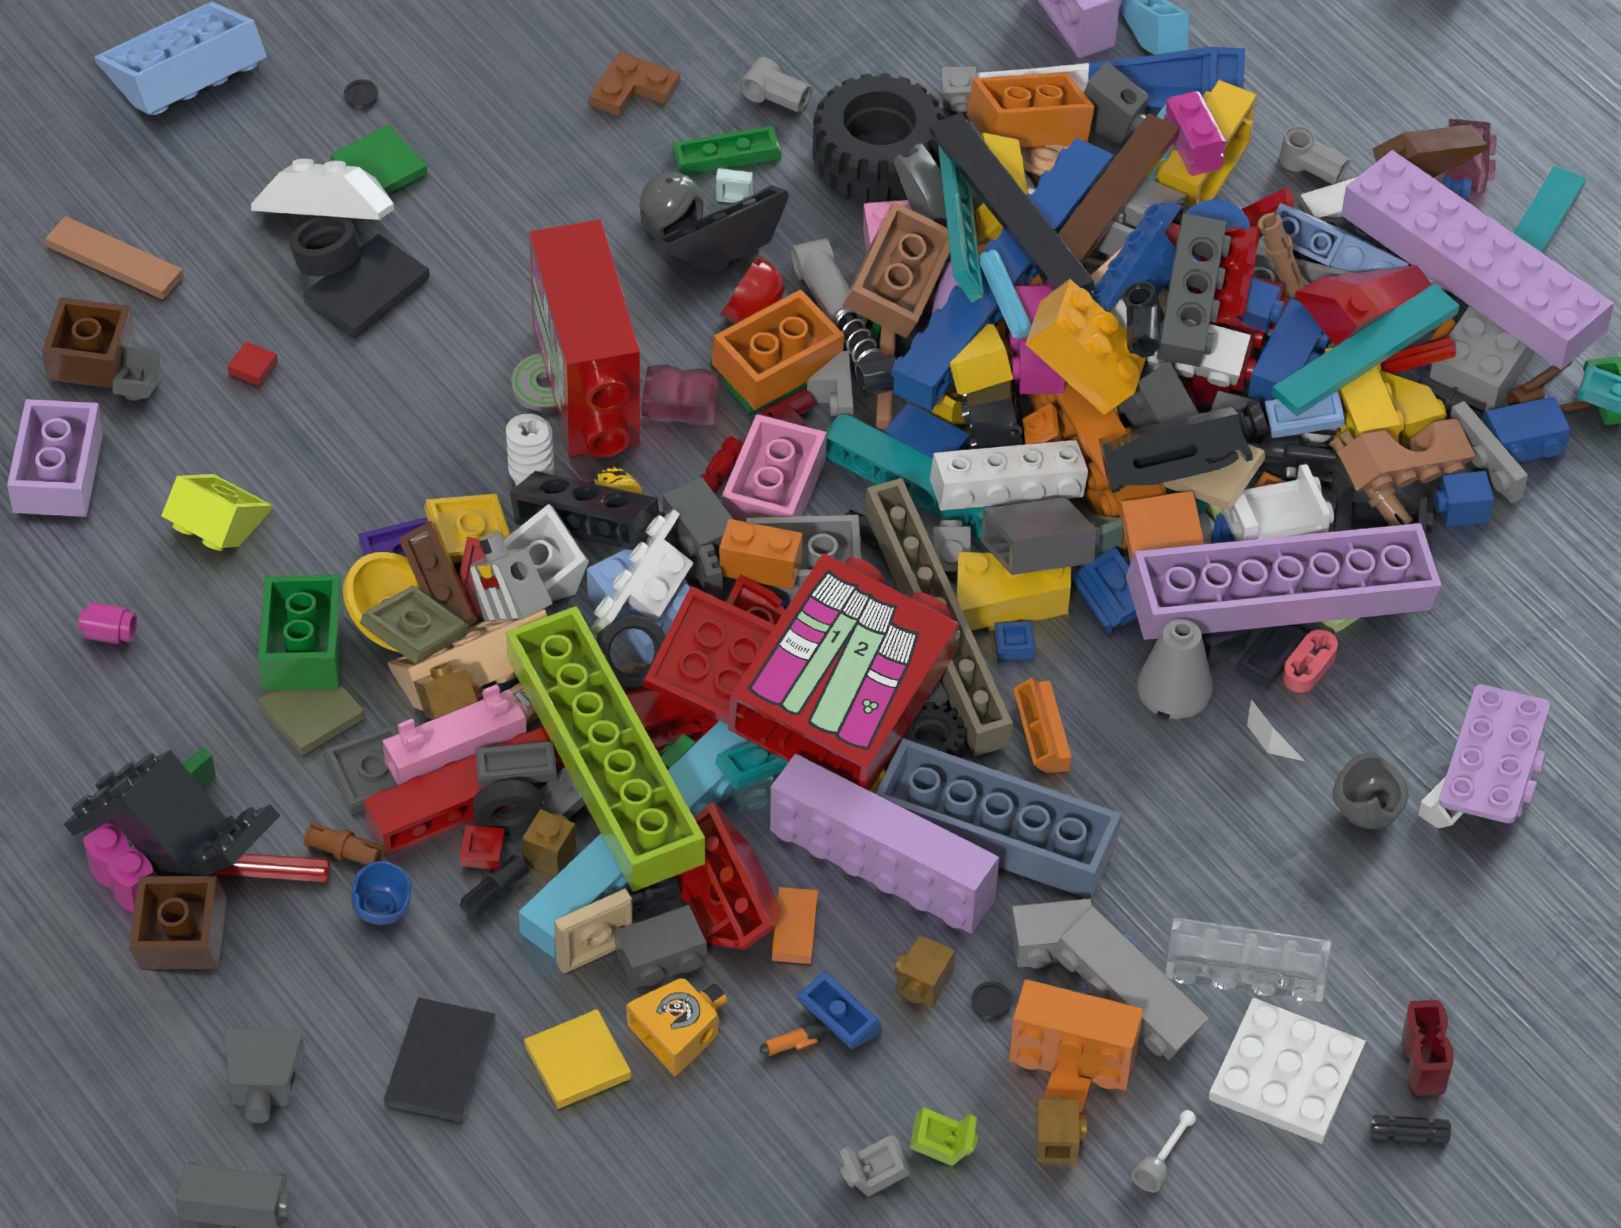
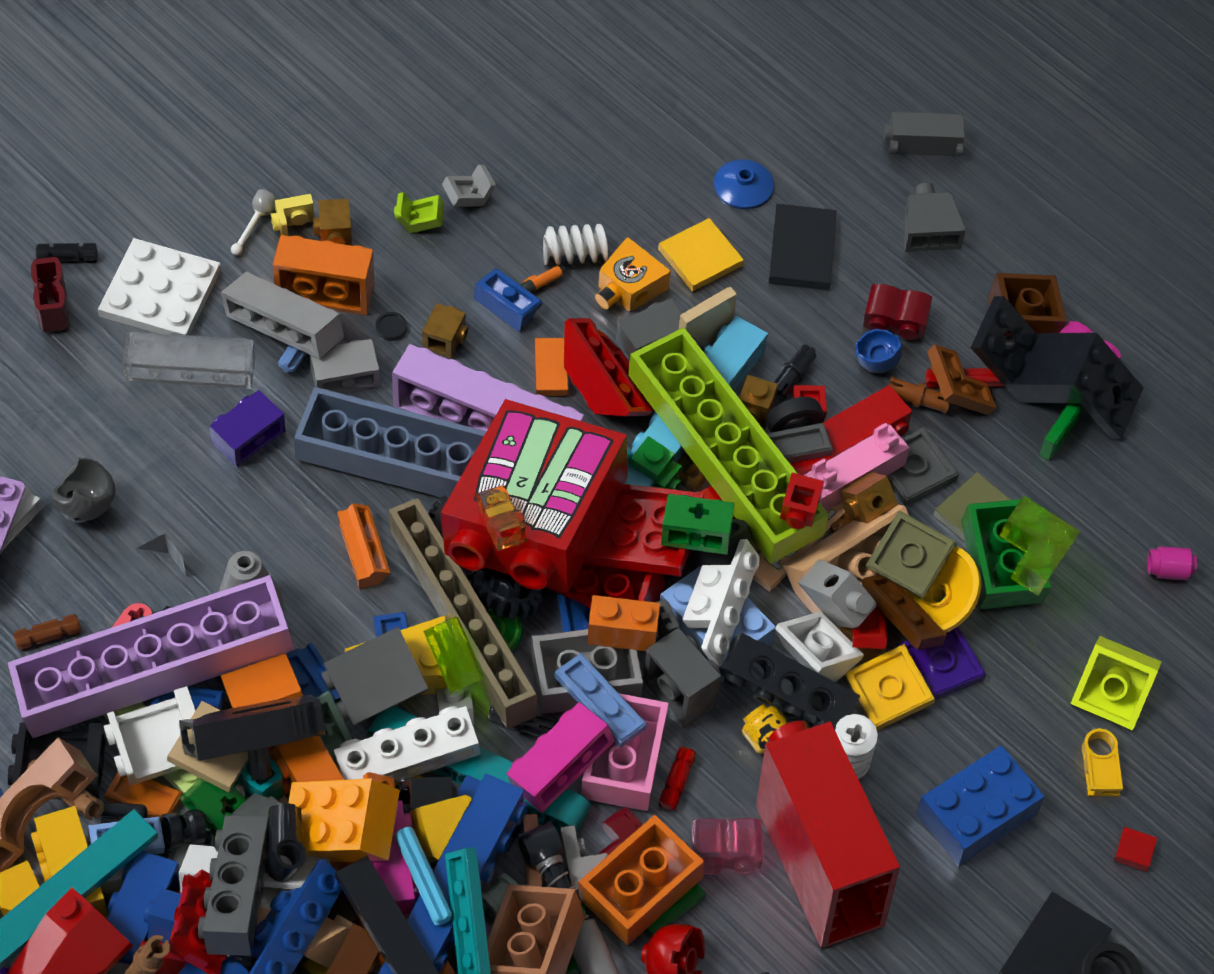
camera: 170 degrees right, 5 degrees up
(260, 434) = (1102, 771): none -> yellow piece
(269, 592) = (1042, 538): none -> clear neon green brick
(298, 834) = (955, 385): none -> dark orange plate
(342, 948) = (897, 311): none -> dark red brick
(406, 403) = (979, 805): none -> blue brick
(497, 1177) = (741, 192): none -> blue dish
(537, 626) = (801, 501): none -> red brick
(680, 612) = (697, 524): none -> green brick
(693, 759) = (651, 458): none -> green plate
(743, 1069) = (575, 244): none -> white piece
(796, 498) = (597, 695): none -> medium blue tile
(847, 443) = (560, 756): none -> dark pink brick
(891, 585) = (501, 515): none -> clear orange leg
(955, 557) = (454, 654): none -> clear neon green panel
(1113, 1151) = (291, 212): none -> light yellow bracket
(1175, 869) = (247, 428): none -> dark purple brick
(1402, 669) = (47, 631): none -> dark orange axle

